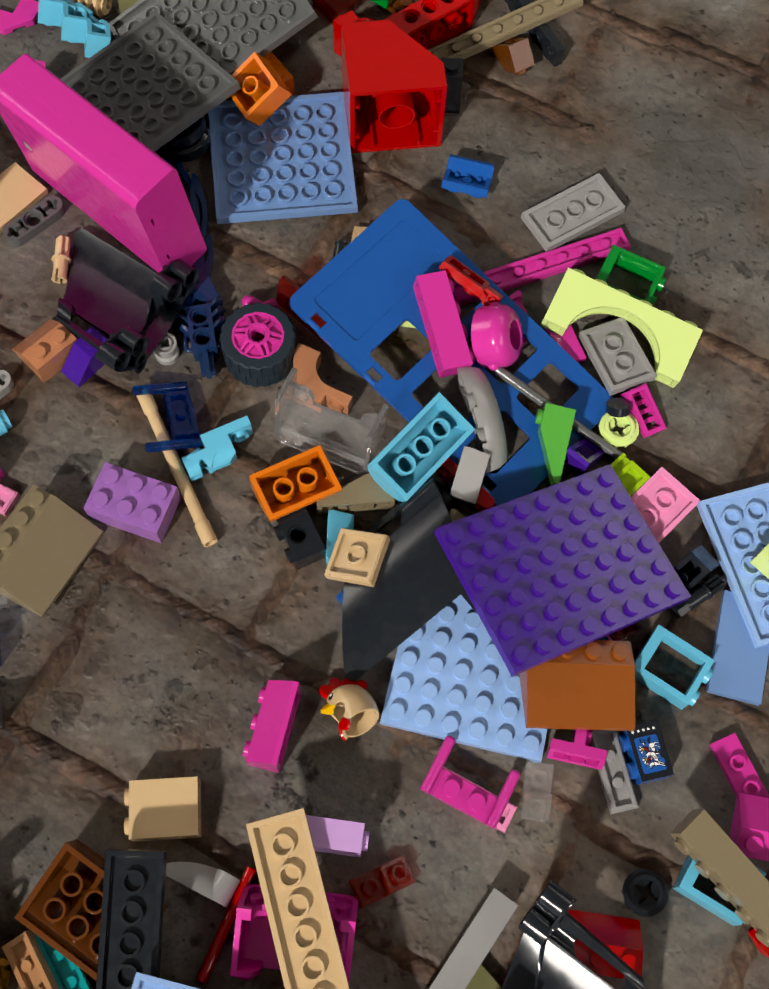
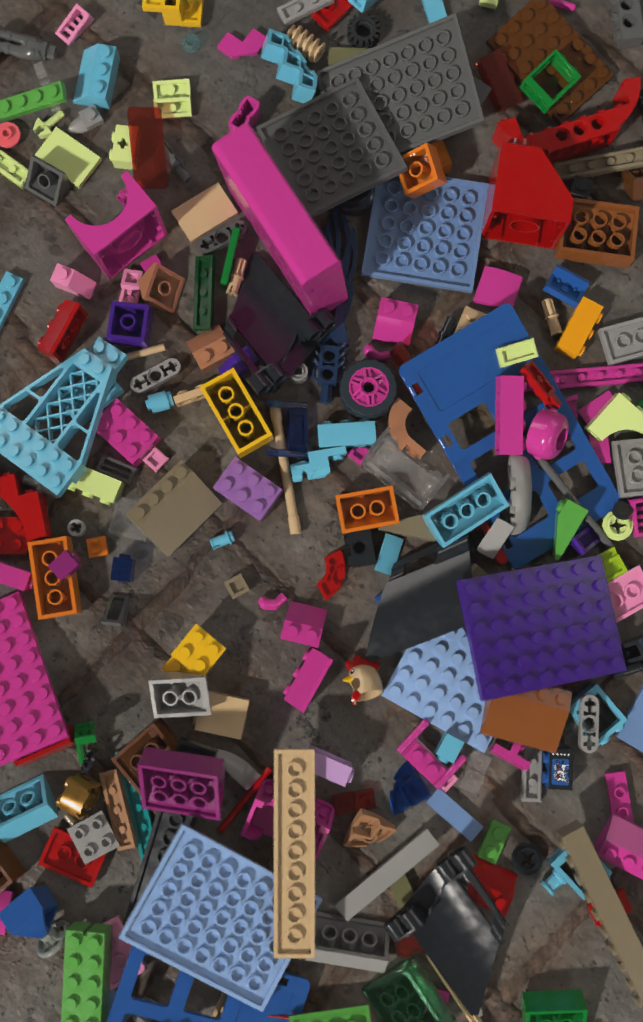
camera: 20 degrees right, 15 degrees up
(23, 286) = (204, 293): none -> dark green plate
(35, 407) = (186, 397): none -> tan plate
(47, 236) = (230, 256): none -> green tile
(94, 406) = (236, 413): none -> yellow brick
(96, 794) = (179, 695): none -> light grey slope
(107, 740) = (195, 653): none -> yellow bracket
(113, 576) = (222, 540): none -> medium azure pin
(123, 913) = (181, 783): none -> magenta slope
(146, 630) = (236, 586): none -> dark tan plate
(199, 642) = (272, 604): none -> dark pink arm
(249, 657) = (303, 624): none -> dark pink slope
(252, 401) = (346, 434): none -> medium azure brick
(265, 428) = (358, 454): none -> dark pink tile
(271, 258) = (395, 321): none -> dark pink slope
(274, 583) = (334, 574): none -> red tile
(357, 557) = (397, 576): tan tile -> none
(382, 193) = (497, 287): none -> dark pink slope
(411, 915) = (367, 828): none -> medium nougat brick
(429, 251) = (516, 352): none -> yellowish green tile
(453, 842) = (408, 789): none -> clear blue brick
(461, 215) = (551, 317): none -> tan axle
(488, 114) = (600, 234): none -> dark orange slope
(491, 767) = (448, 748): none -> medium azure brick
(498, 219) = (579, 328): none -> light orange brick
(525, 858) = (454, 814): none -> medium blue tile
(539, 307) = (591, 409): none -> dark pink tile
(592, 882) = (493, 841): none -> bright green plate
(679, 693) = (595, 729): none -> light grey beam
(691, 915) = (553, 882): none -> medium azure bush

